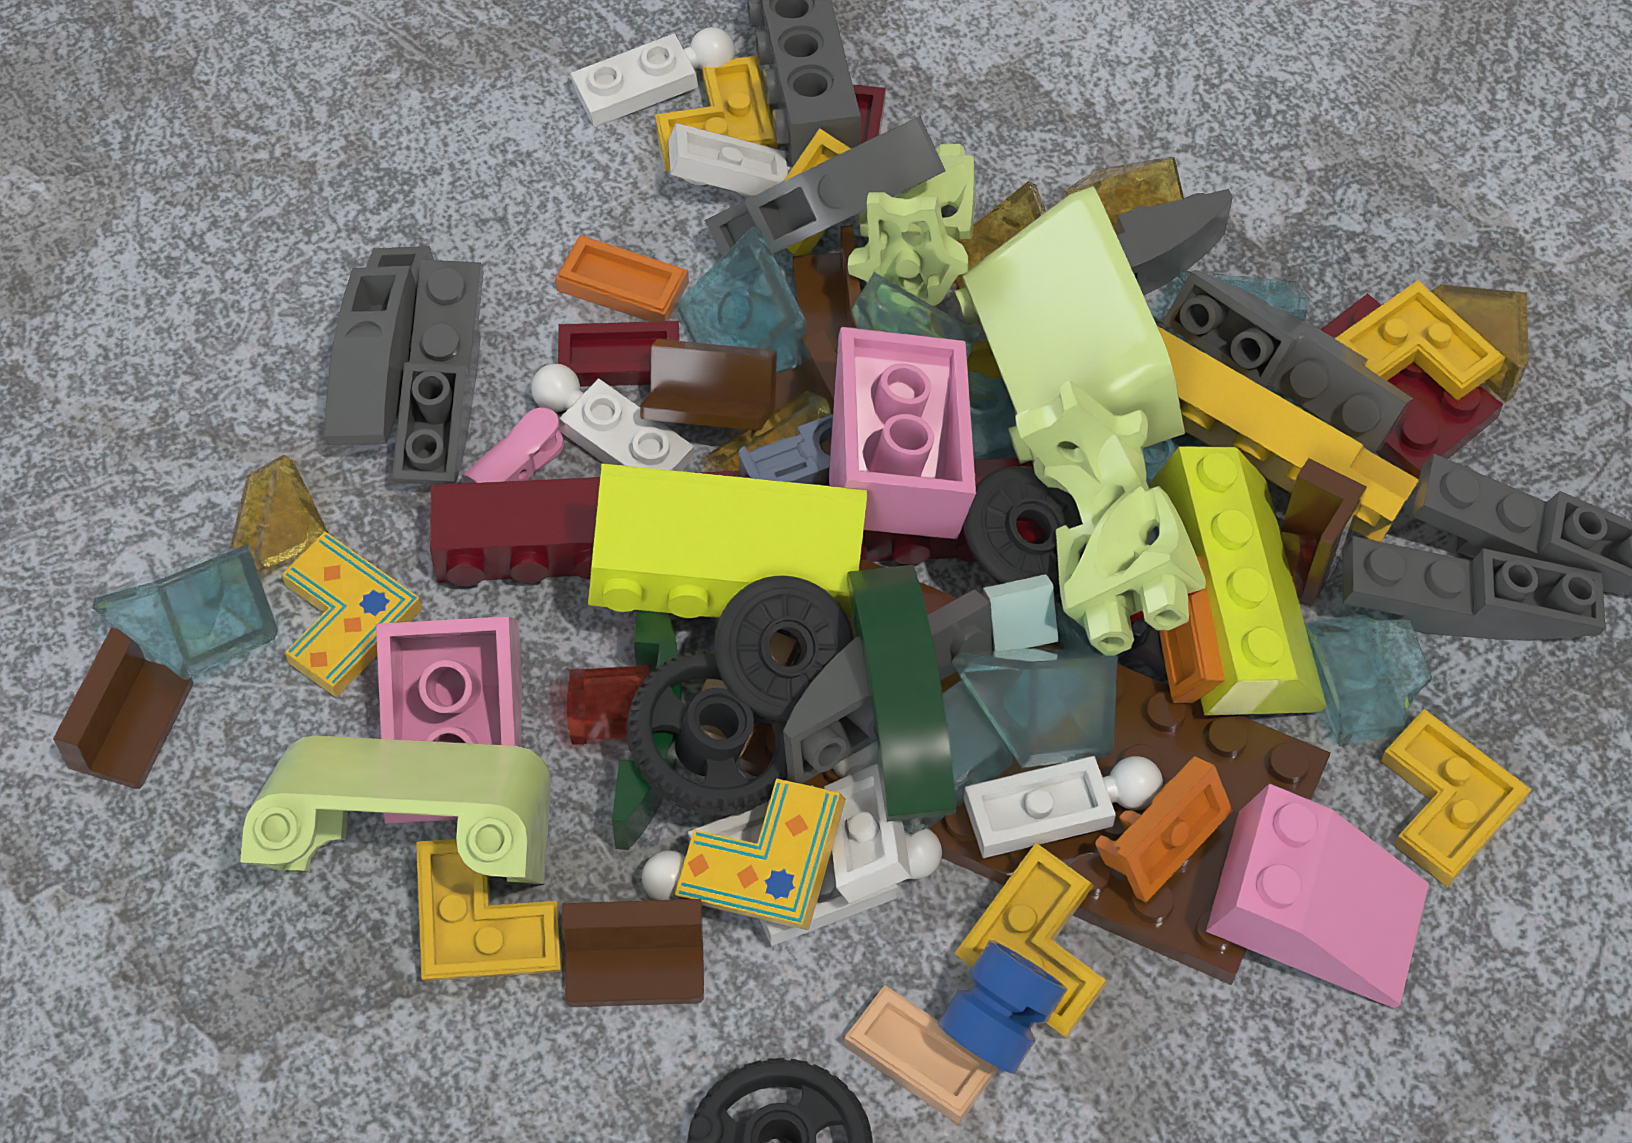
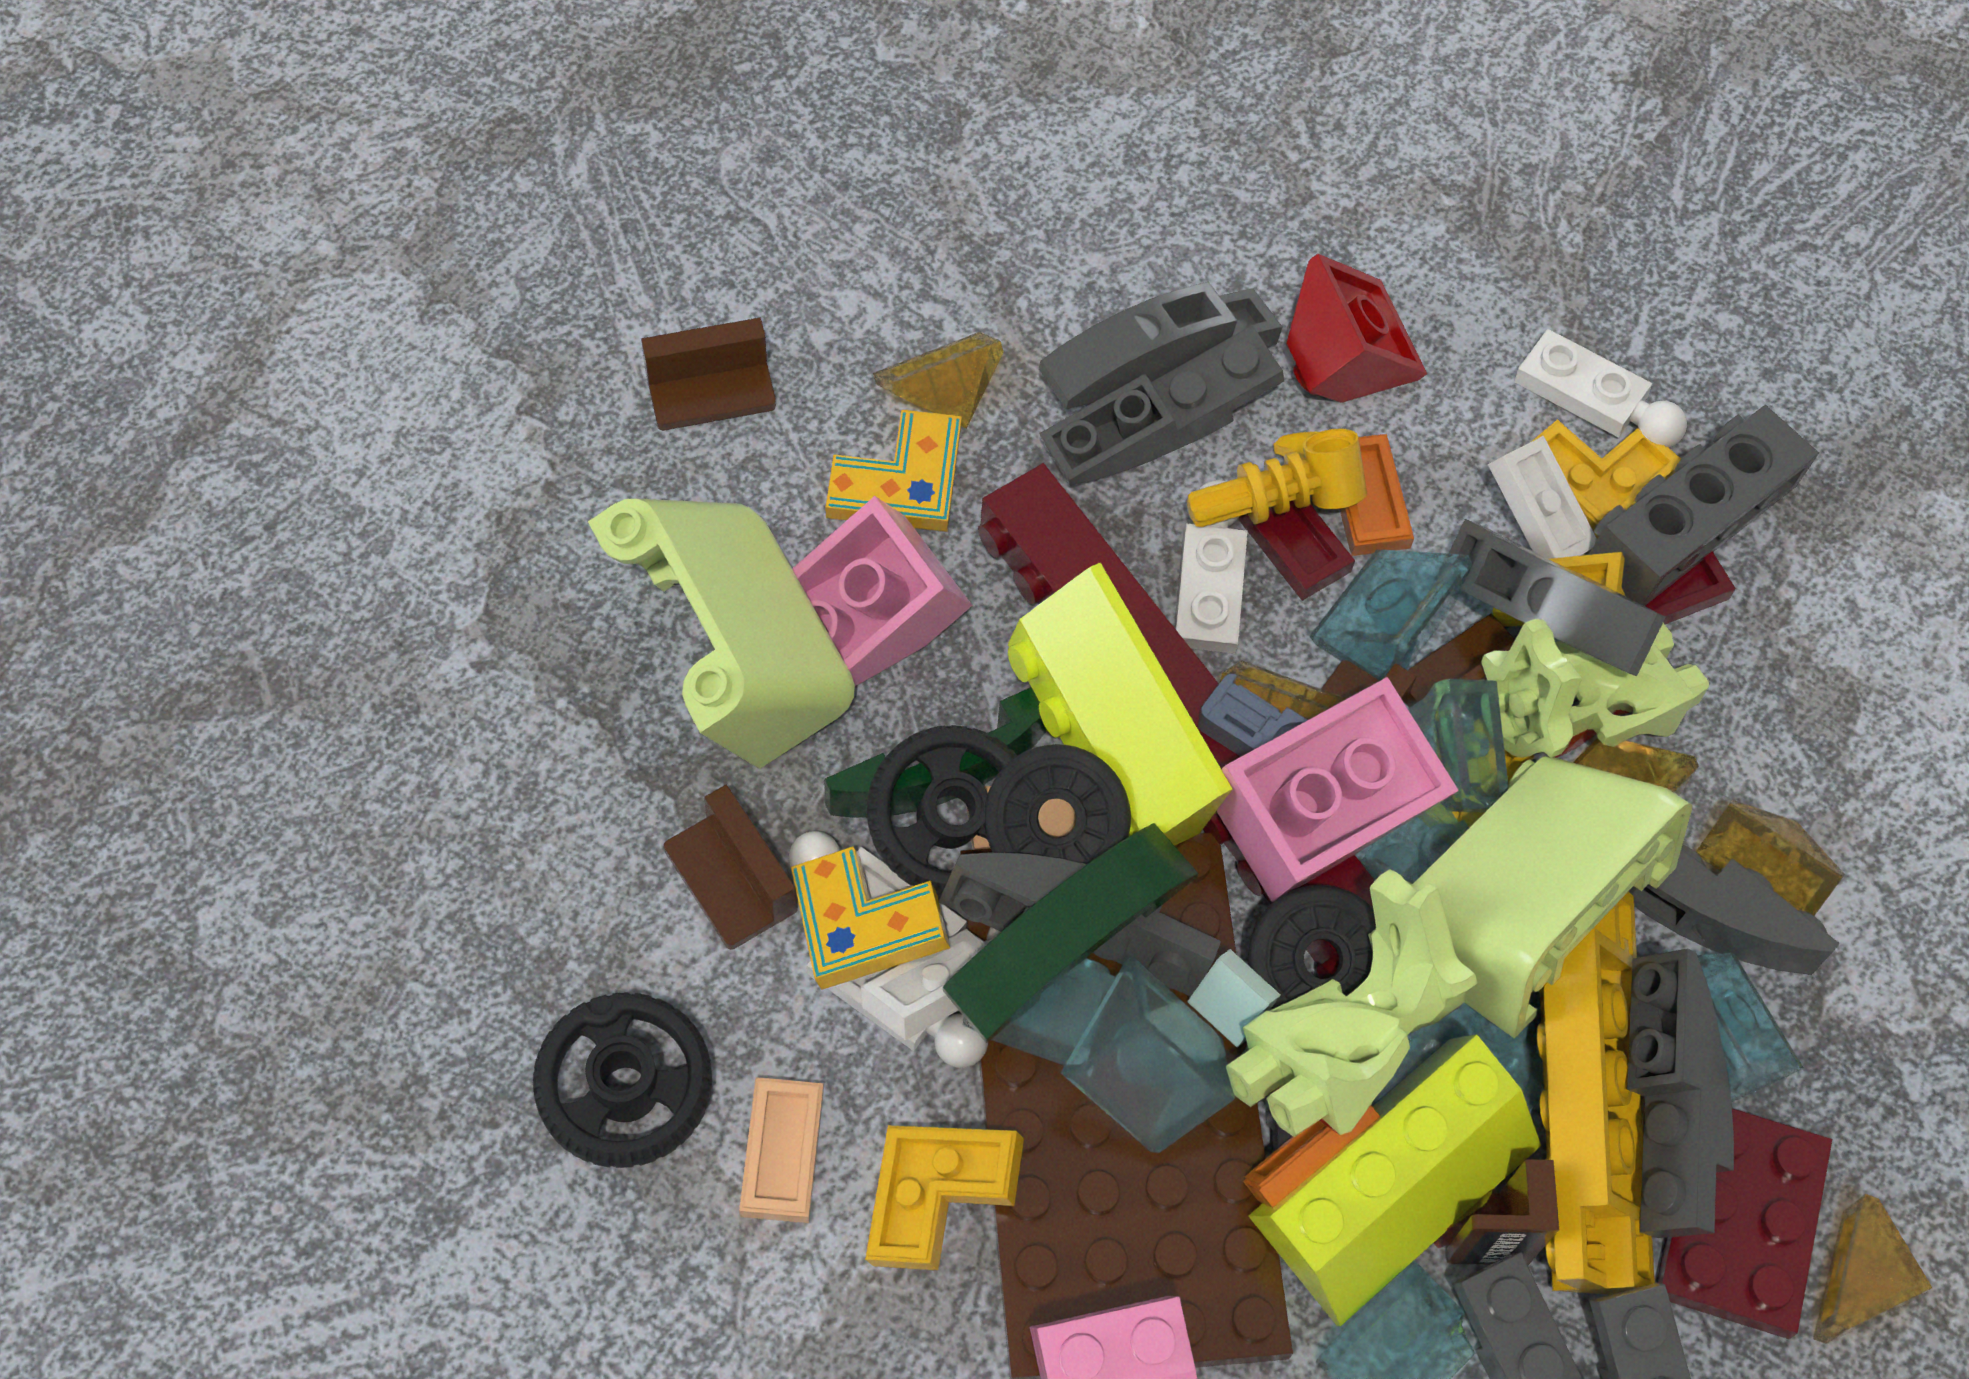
camera: 55 degrees right, 5 degrees up
(195, 611) = (817, 368): clear light blue slope -> none
(469, 936) = (675, 750): yellow tile -> none
(474, 208) = (1348, 335): none -> red slope
(522, 452) = (1133, 515): bright pink bar -> none
(589, 292) = (1316, 465): none -> yellow piece
(599, 700) = (935, 702): clear red tile -> none
(711, 385) = (1298, 622): reddish brown panel -> none
(1002, 1006) = (846, 1186): blue wheel -> none
(1056, 802) = (1069, 1130): white plate -> none
(1169, 829) = (1100, 1238): orange plate -> none
(1423, 331) = (1815, 1210): yellow tile -> none

